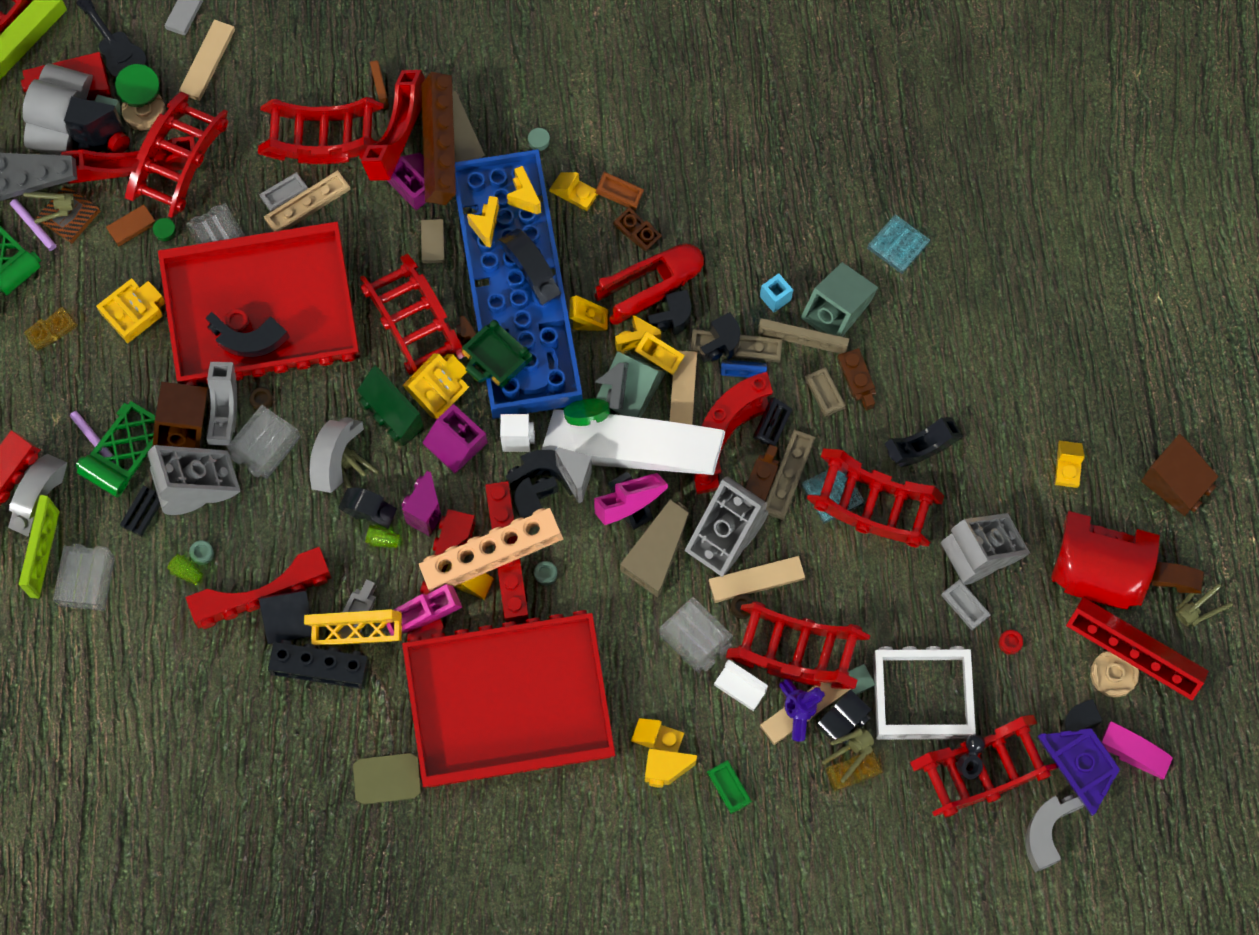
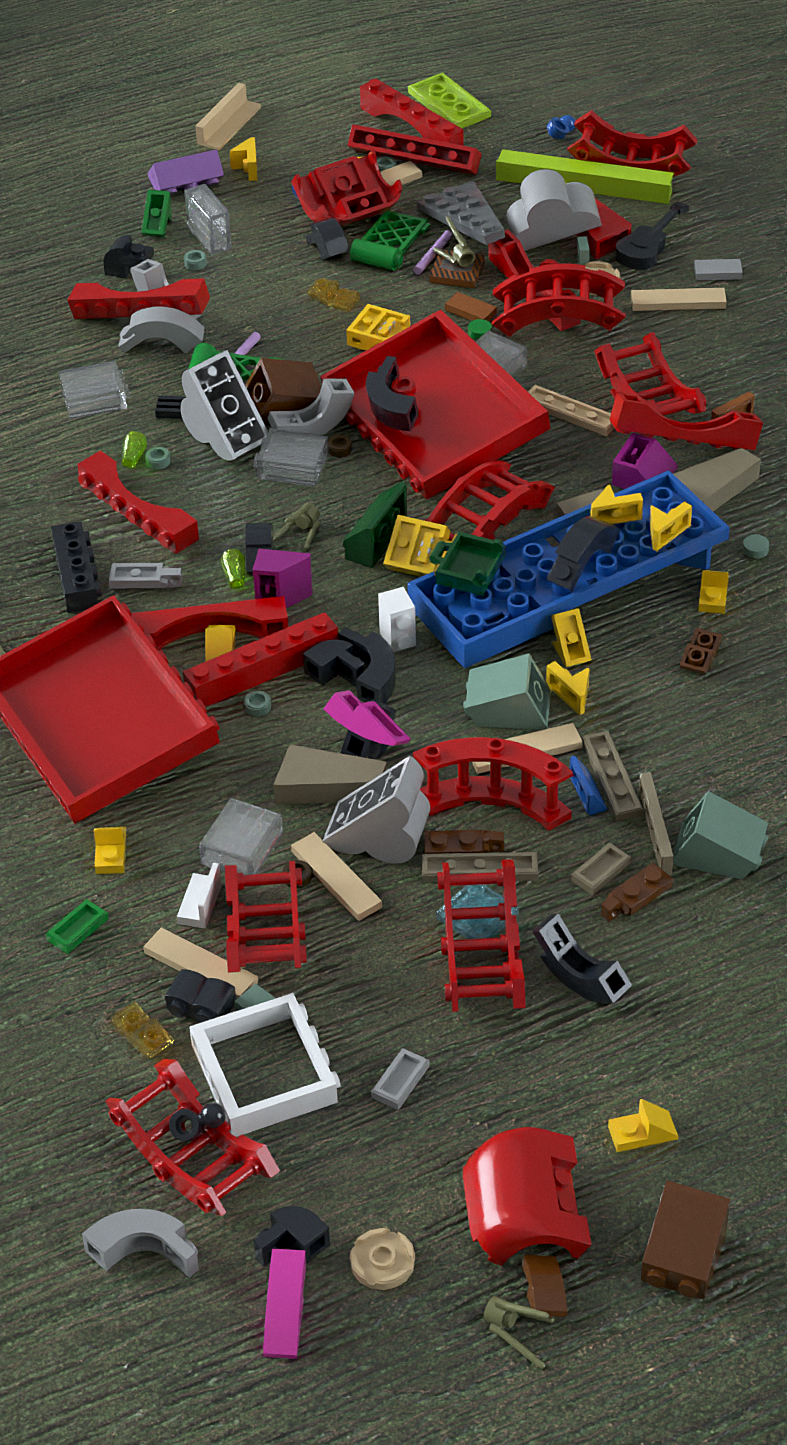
camera: 70 degrees right, 25 degrees down
(39, 547) = (120, 342): lime tile -> none
(92, 123) = (545, 231): black slope -> none
(137, 85) = (615, 258): green tile -> none
(283, 191) = (572, 389): light grey tile -> none
(284, 615) = (115, 526): black tile -> none
(328, 453) = (302, 490): light grey arch -> none
(354, 618) = (127, 566): yellow fence -> none
(427, 608) = (161, 607): dark pink slope -> none
(438, 138) = (690, 450): reddish brown brick -> none
(455, 439) = (367, 580): magenta slope -> none
(503, 554) = (247, 628): light nougat brick -> none
(575, 469) = (364, 662): light grey slope -> none
(586, 410) = (447, 656): green tile -> none
(617, 378) = (494, 664): dark grey slope -> none
(619, 191) = (736, 622): dark orange tile -> none
(639, 443) = (432, 702): white slope -> none
(659, 353) = (556, 701): yellow slope -> none
(667, 766) = (75, 860): yellow slope -> none
(675, 268) = (638, 669): red piece -> none
(677, 313) = (616, 711): black brick -> none
(727, 339) = (608, 753): black brick -> none
(764, 438) = (533, 830): black tile -> none
(776, 293) = (692, 779): medium azure brick -> none
(800, 706) = (189, 947): dark purple bush -> none
(860, 742) = (172, 1020): olive plant -> none
(983, 546) = (475, 1054): light grey brick -> none
(1010, 642) = (373, 1137): red tile -> none
(1083, 764) = (231, 1235): dark purple wing -> none
(1137, 648) = (421, 1263): red brick -> none

